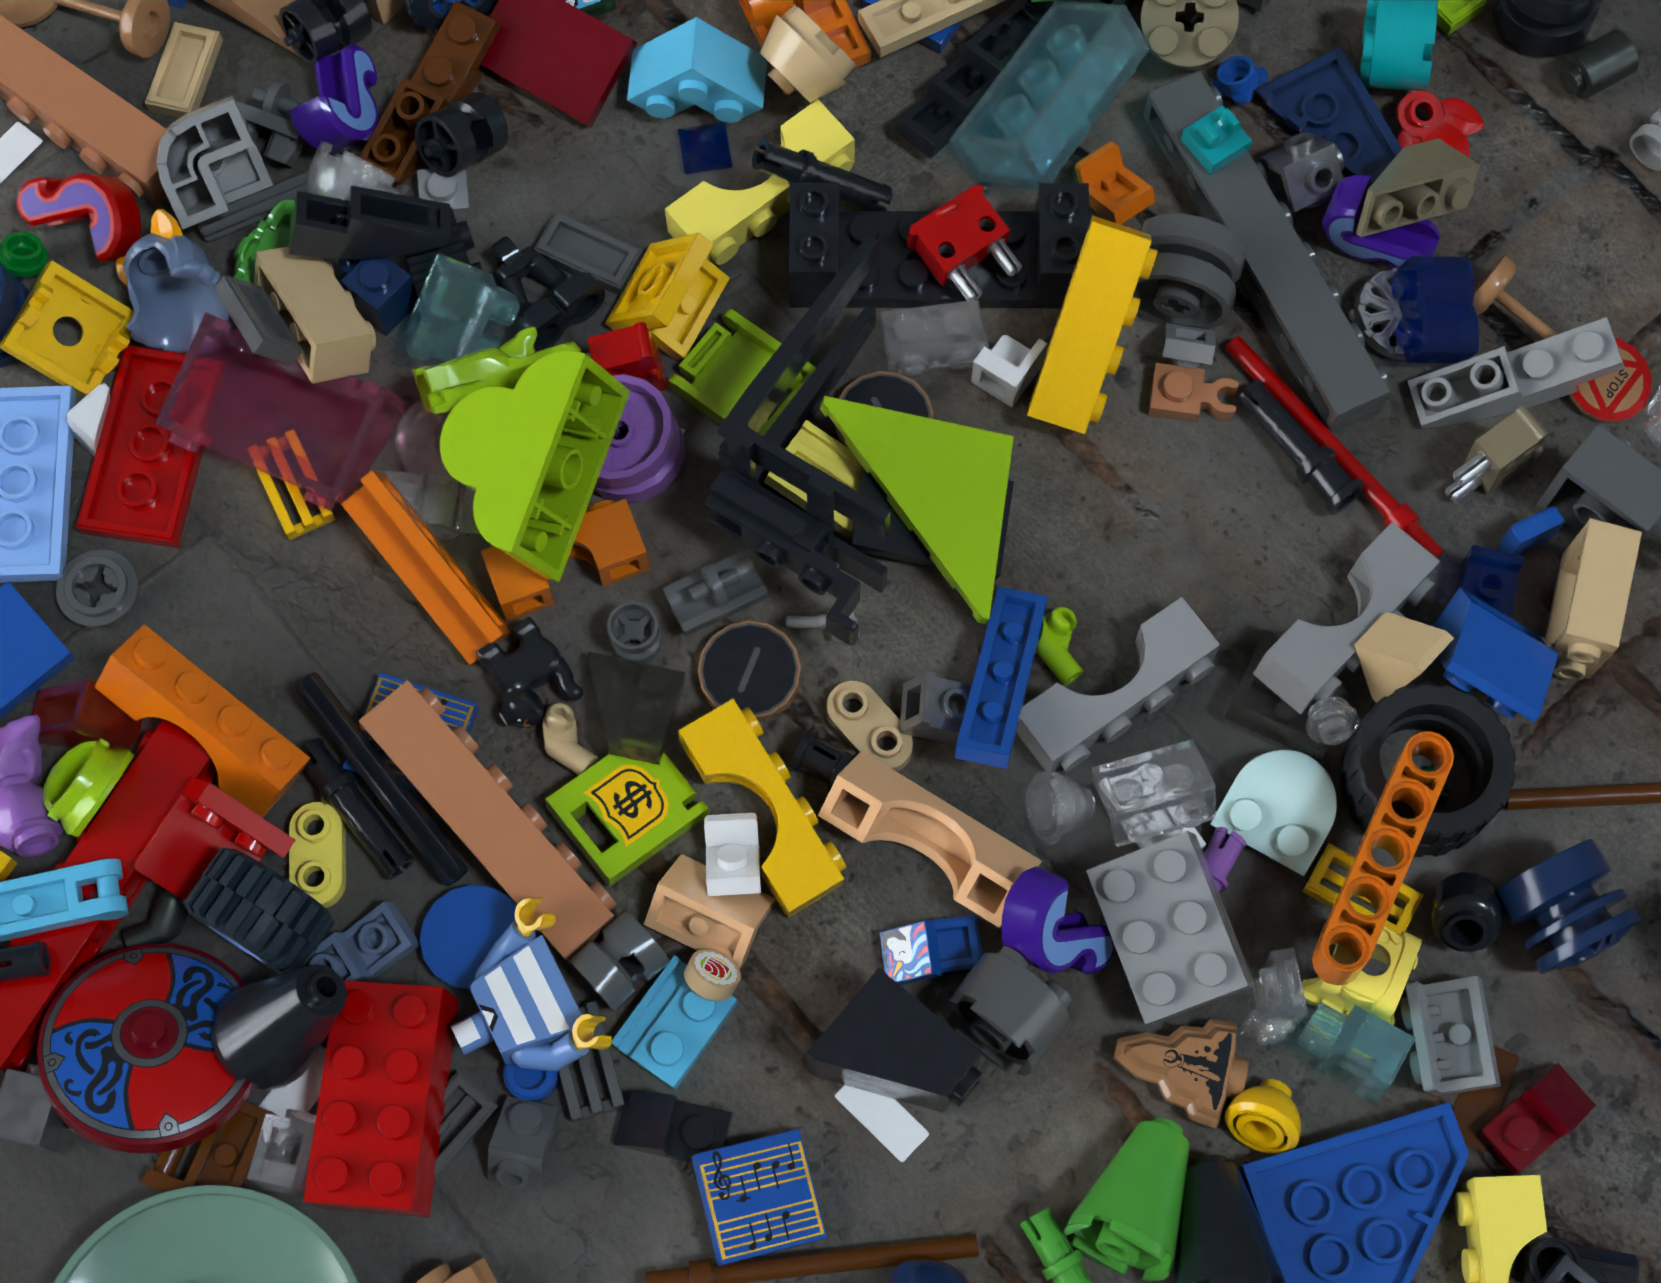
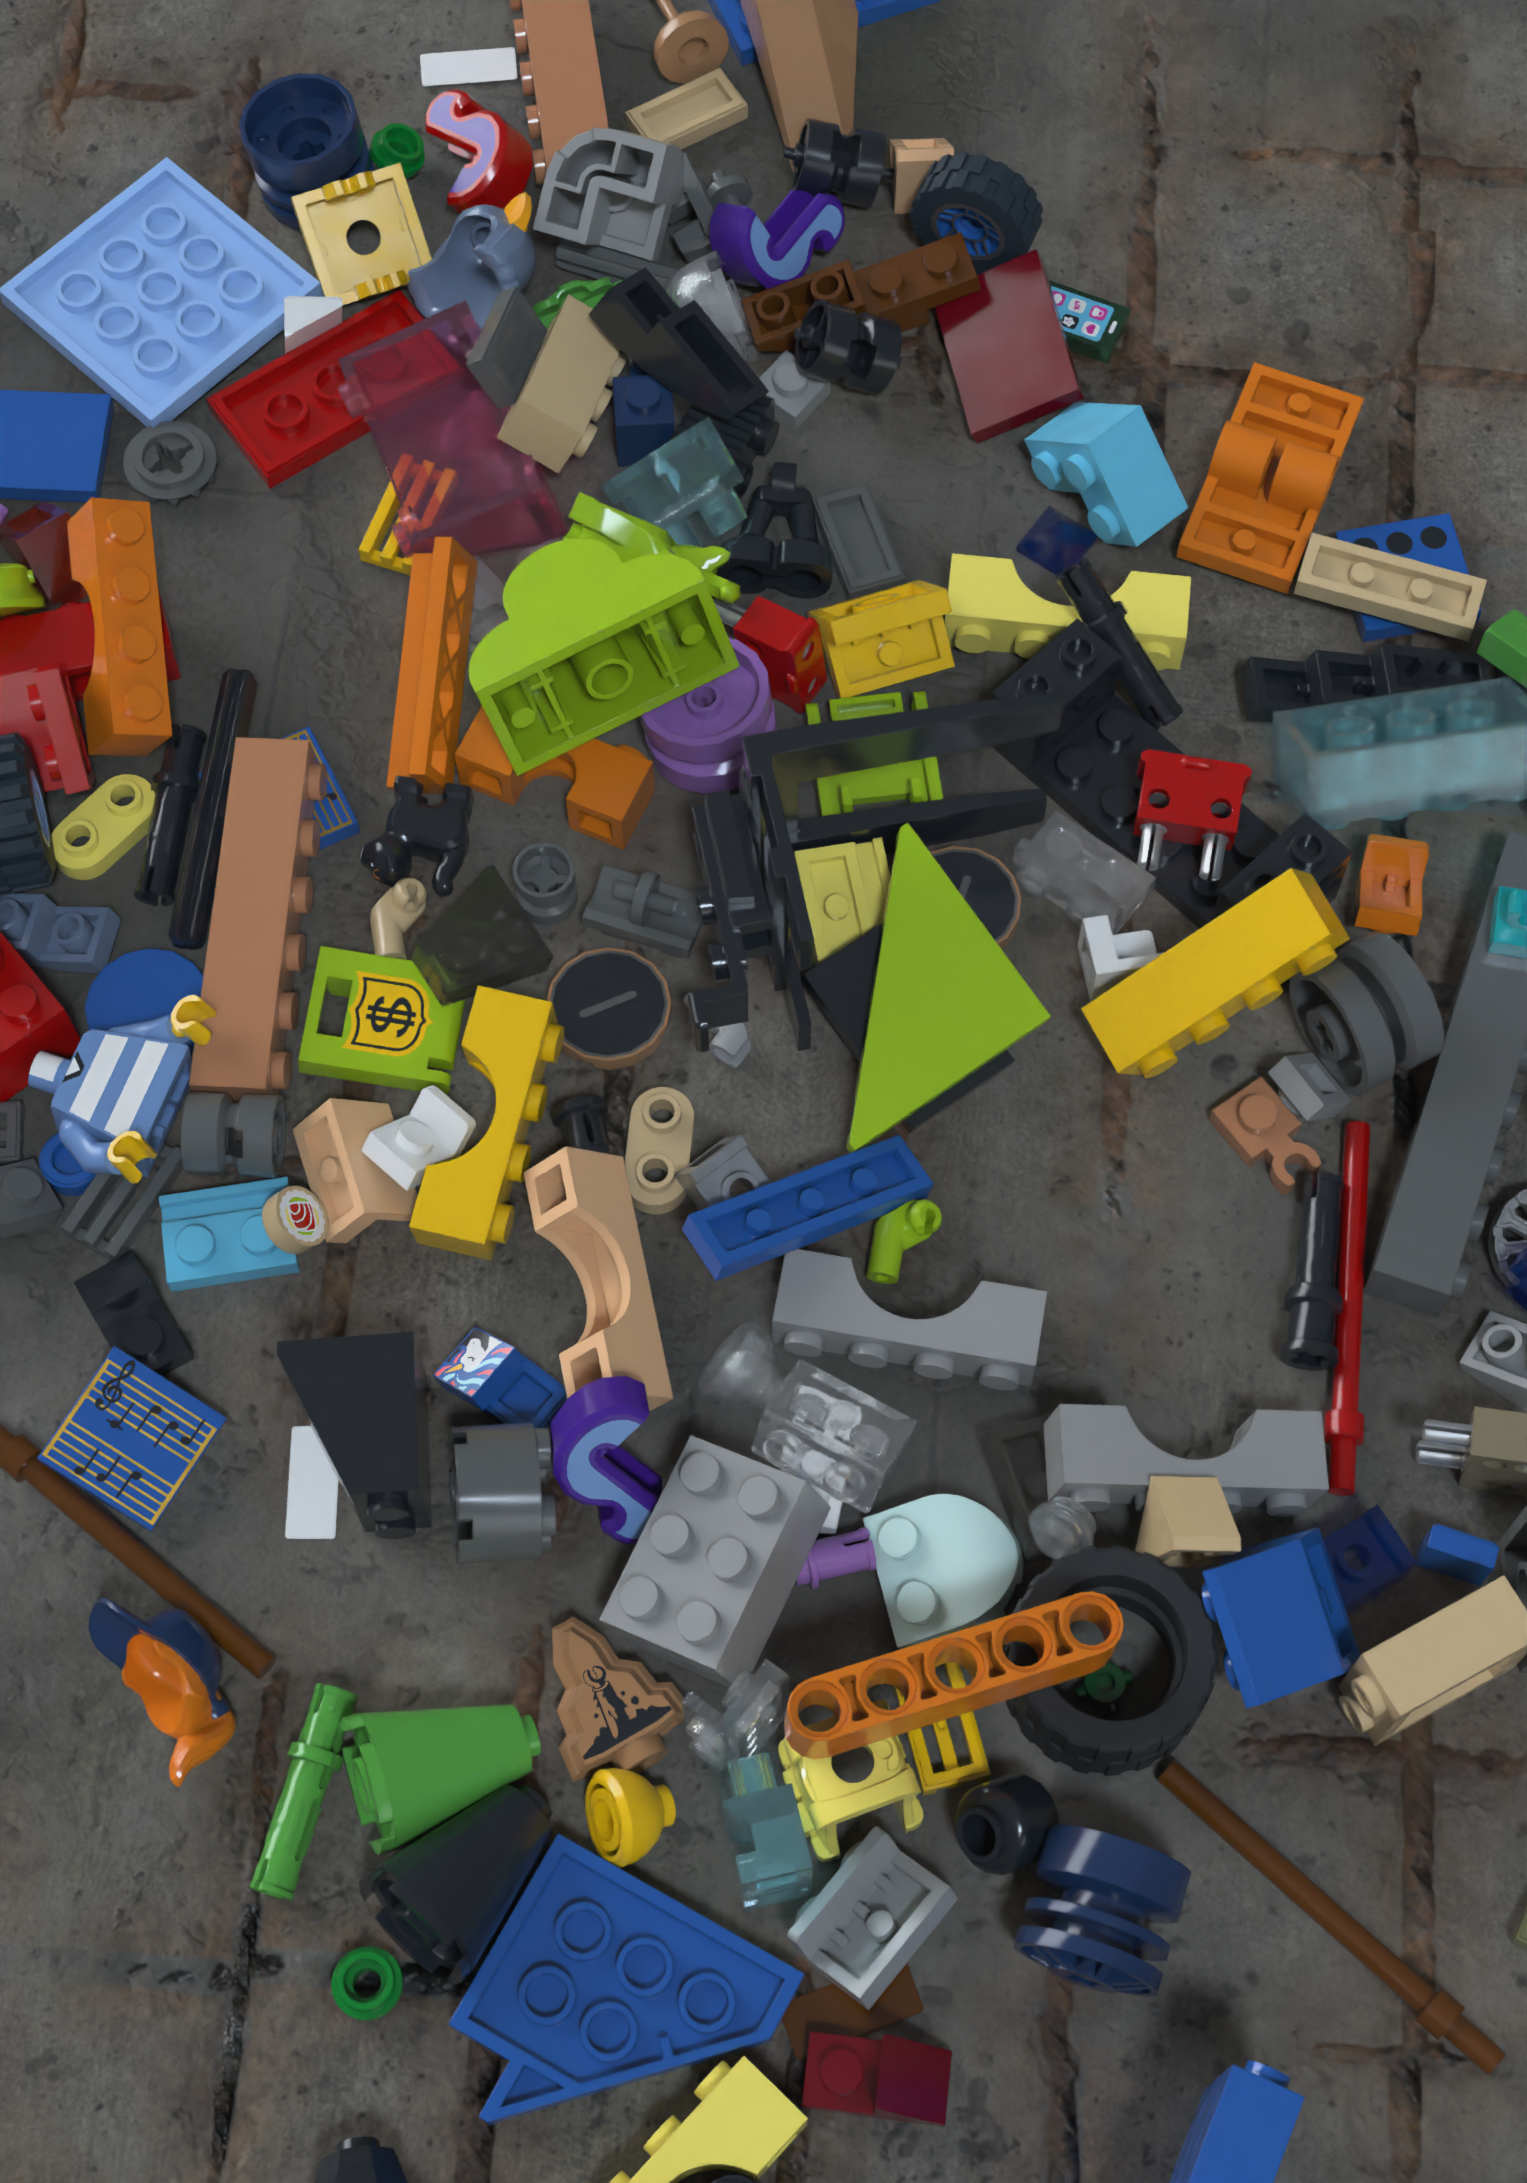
camera: 45 degrees right, 5 degrees down
(804, 56) = (1211, 525): tan cone -> none

